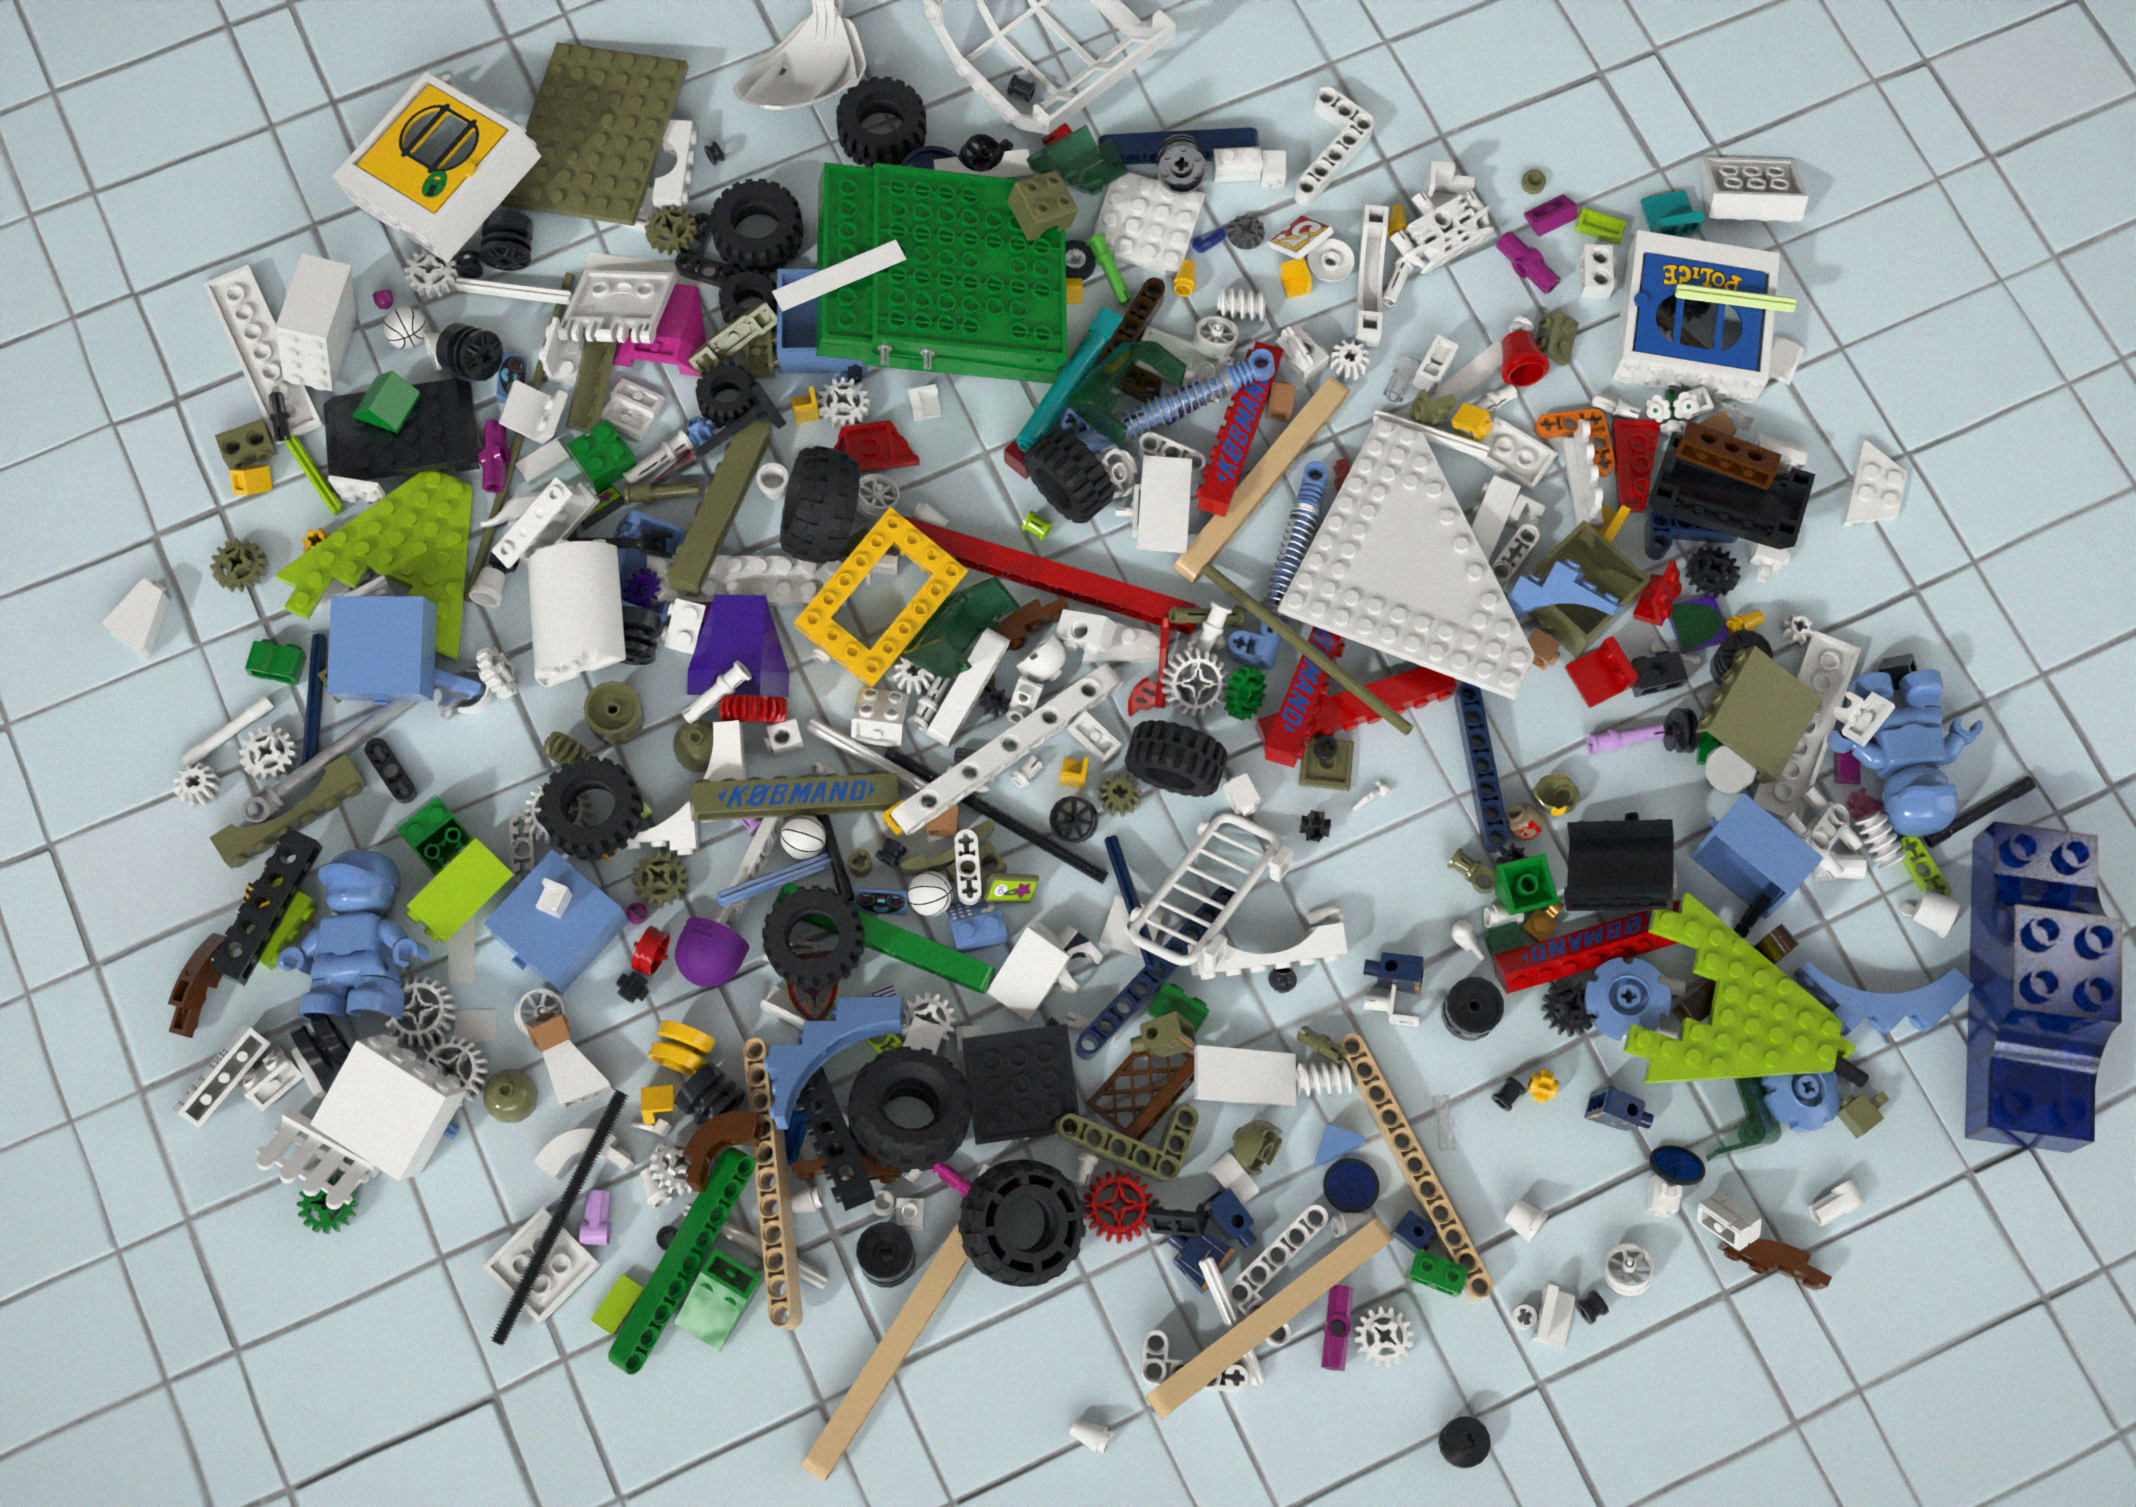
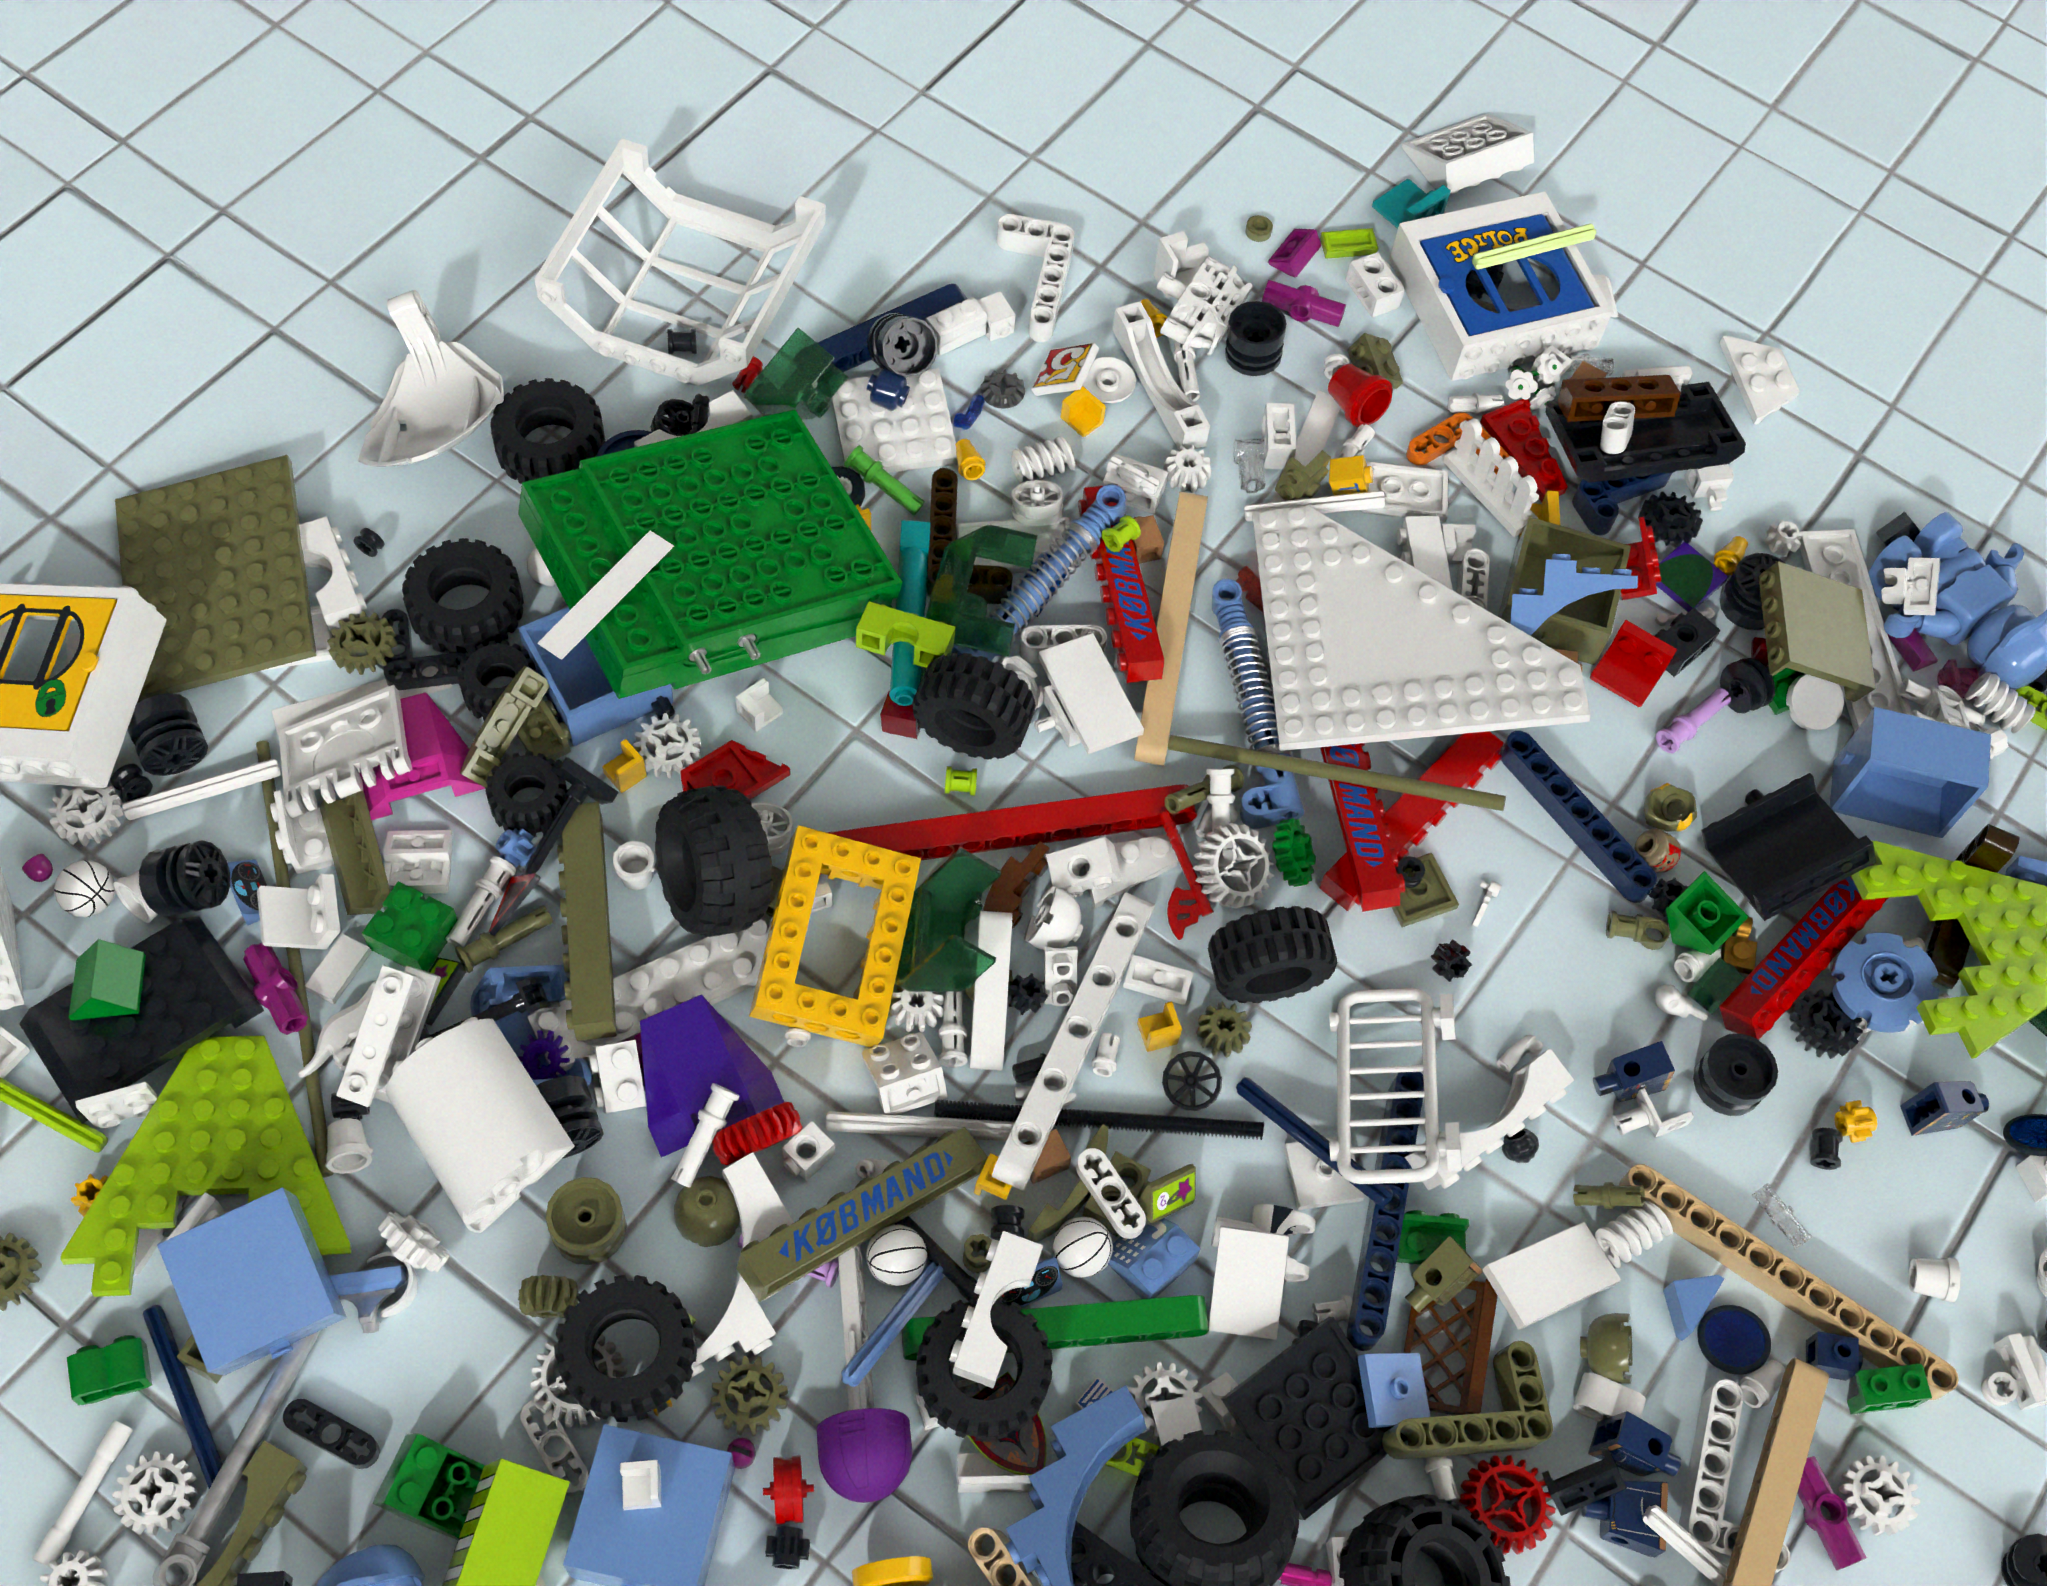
camera: 30 degrees left, 10 degrees down
(859, 879) = (1011, 1267): none -> white arch
(927, 514) = (834, 822): white cone -> none
(1035, 385) = (884, 626): none -> lime arch
(1042, 204) = (789, 432): olive piece -> none
(1084, 1092) = (1393, 1388): none -> medium blue plate
(1150, 196) = (888, 389): none -> dark blue head
(1241, 795) = (1355, 965): white brick -> none
(1256, 391) = (1121, 533): none -> lime bush
(1465, 276) = (1255, 338): none -> black wheel
(1707, 479) = (1617, 427): none -> white beam
(1752, 914) = (1931, 833): black axle -> none

